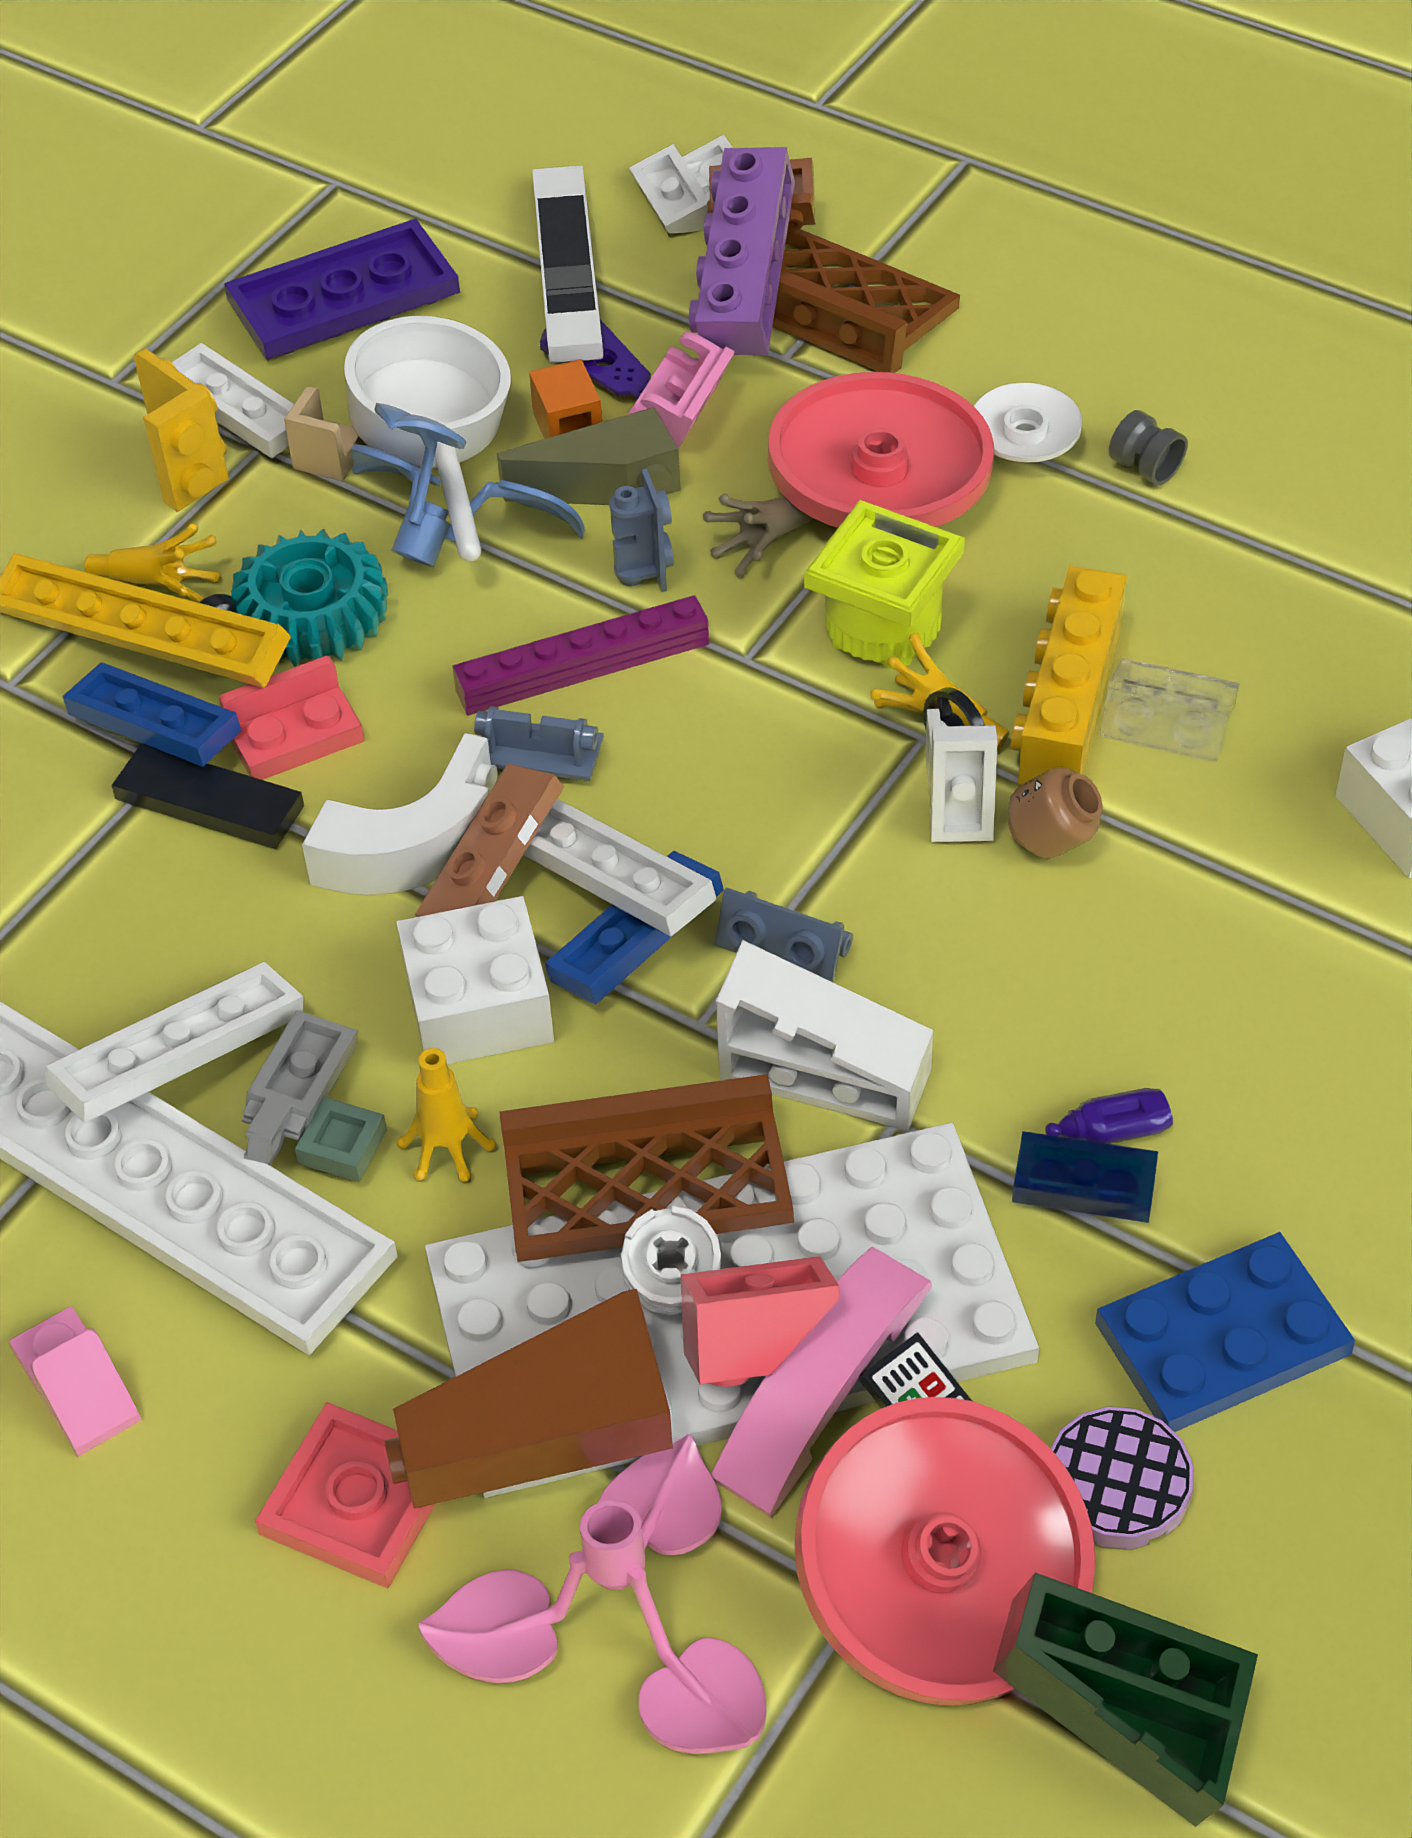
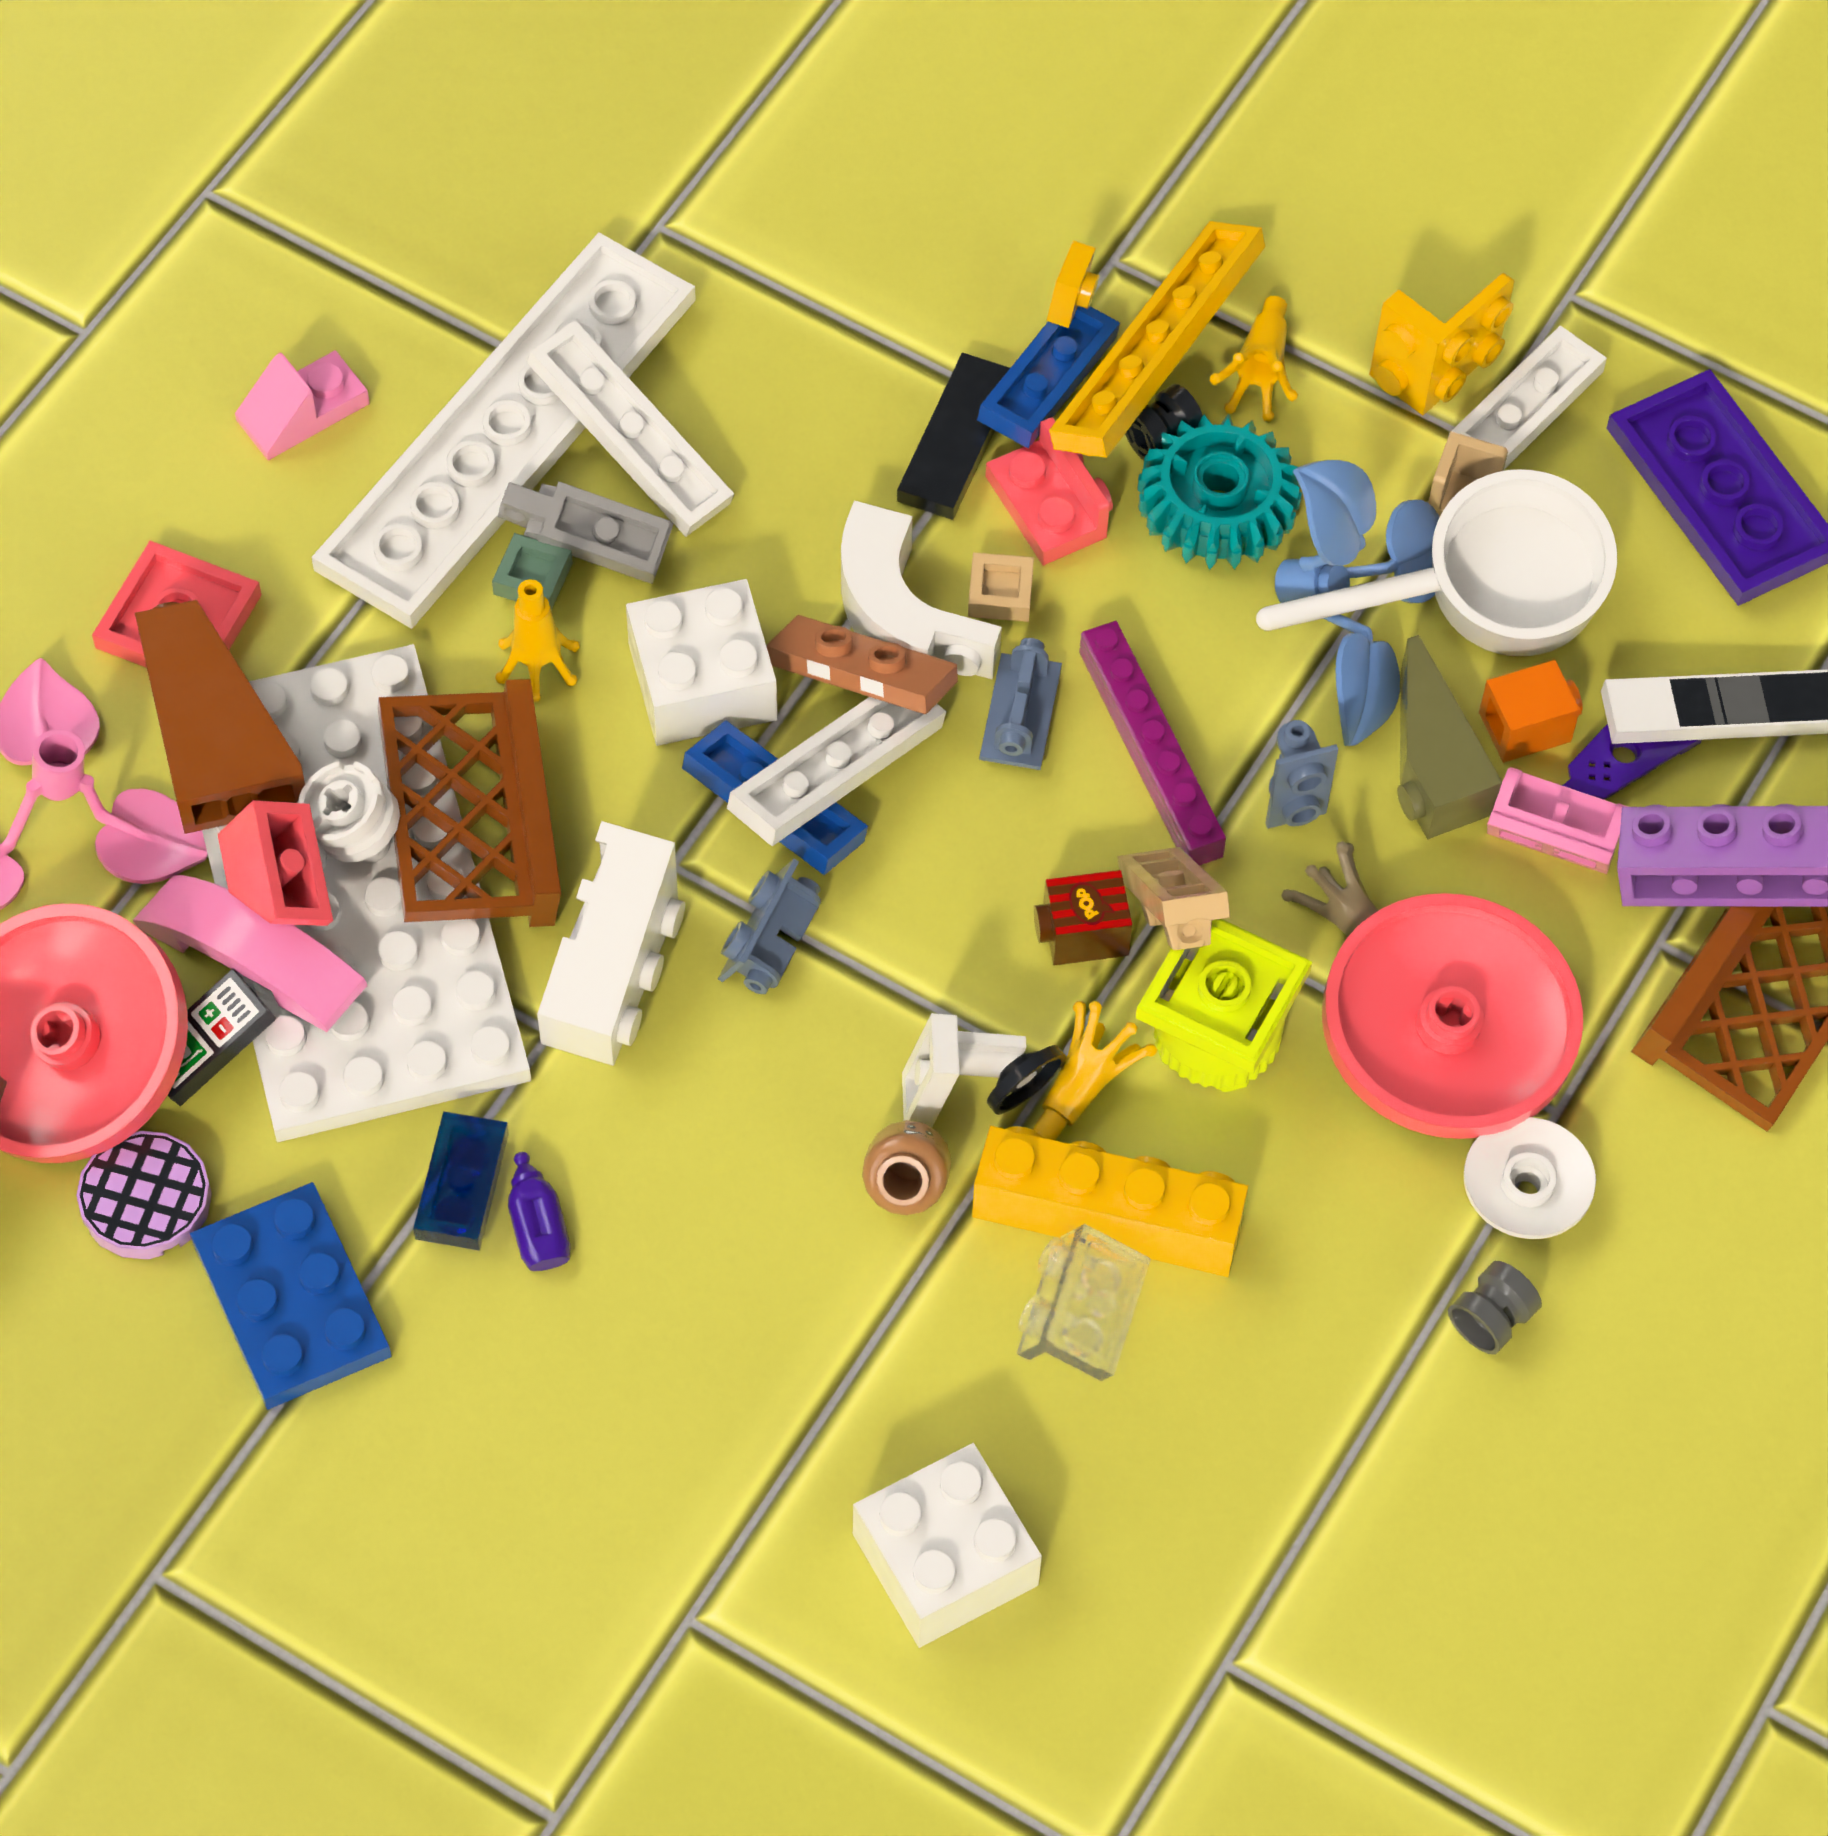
camera: 85 degrees right, 10 degrees up
(66, 674) = (1074, 285): none -> yellow plate
(398, 756) = (1000, 587): none -> tan plate
(753, 618) = (1175, 895): none -> tan hinge
(775, 694) = (1084, 917): none -> reddish brown brick

